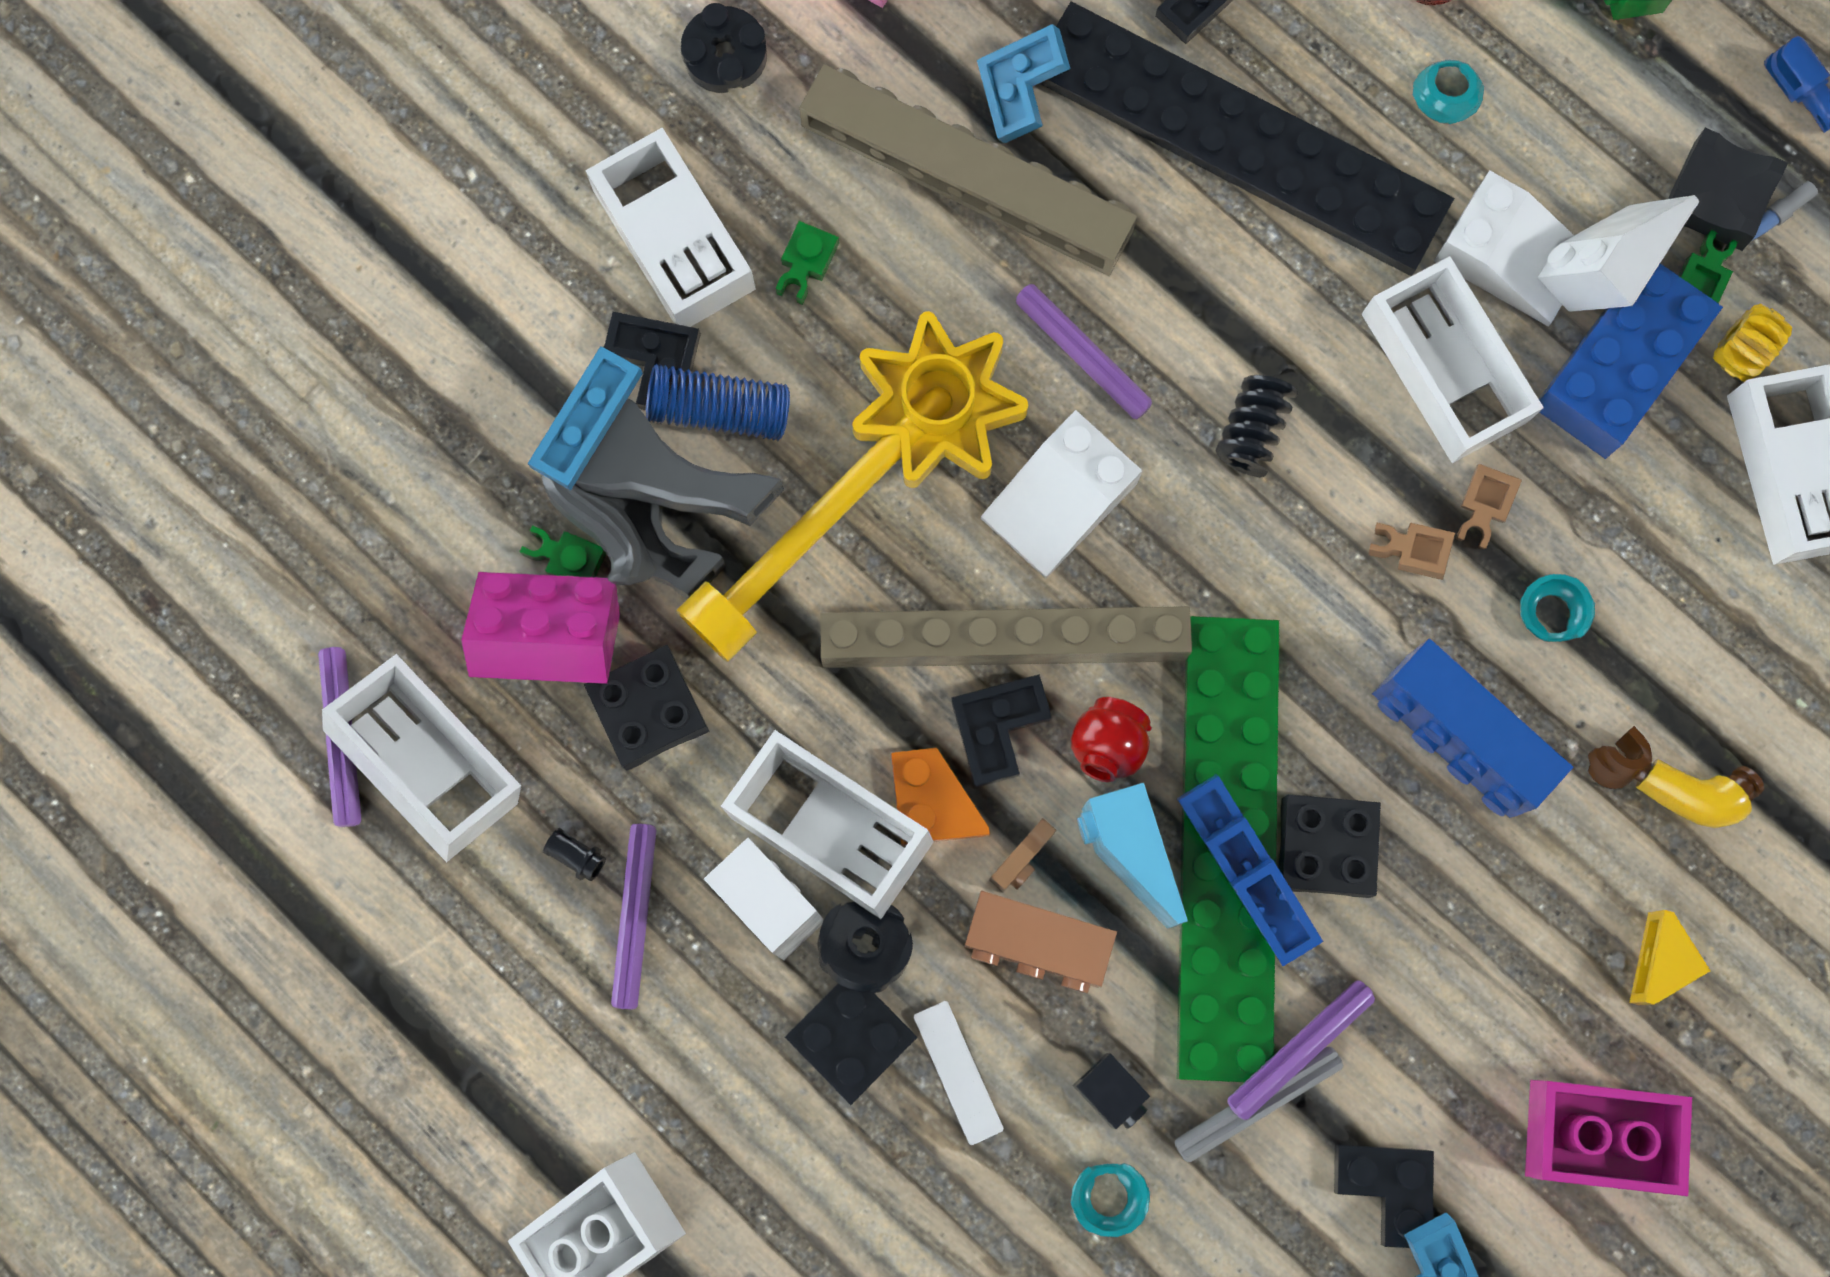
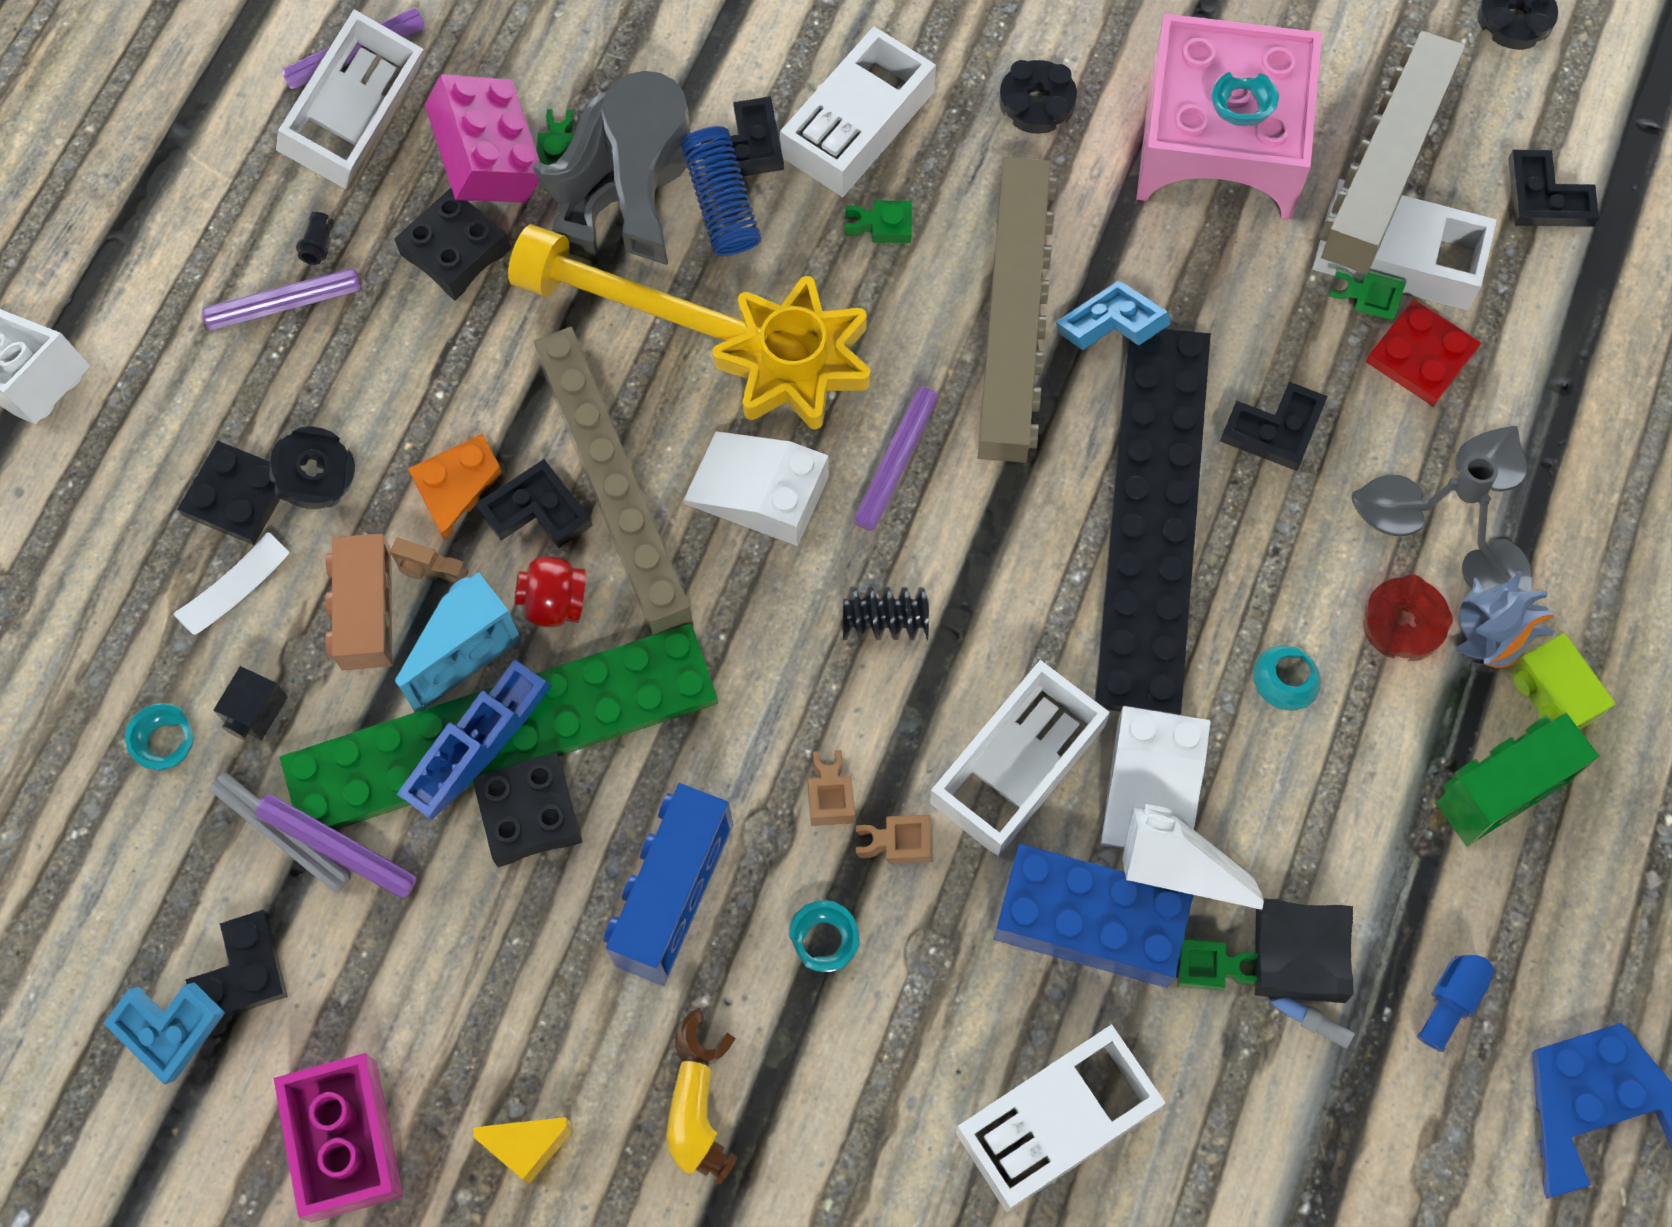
camera: 70 degrees right, 10 degrees down
(585, 418) = (651, 85): dark azure plate -> none
(764, 899) = (327, 359): white piece -> none
(833, 827) = (394, 407): white piece -> none
(1752, 342) = (1157, 1025): yellow gear -> none

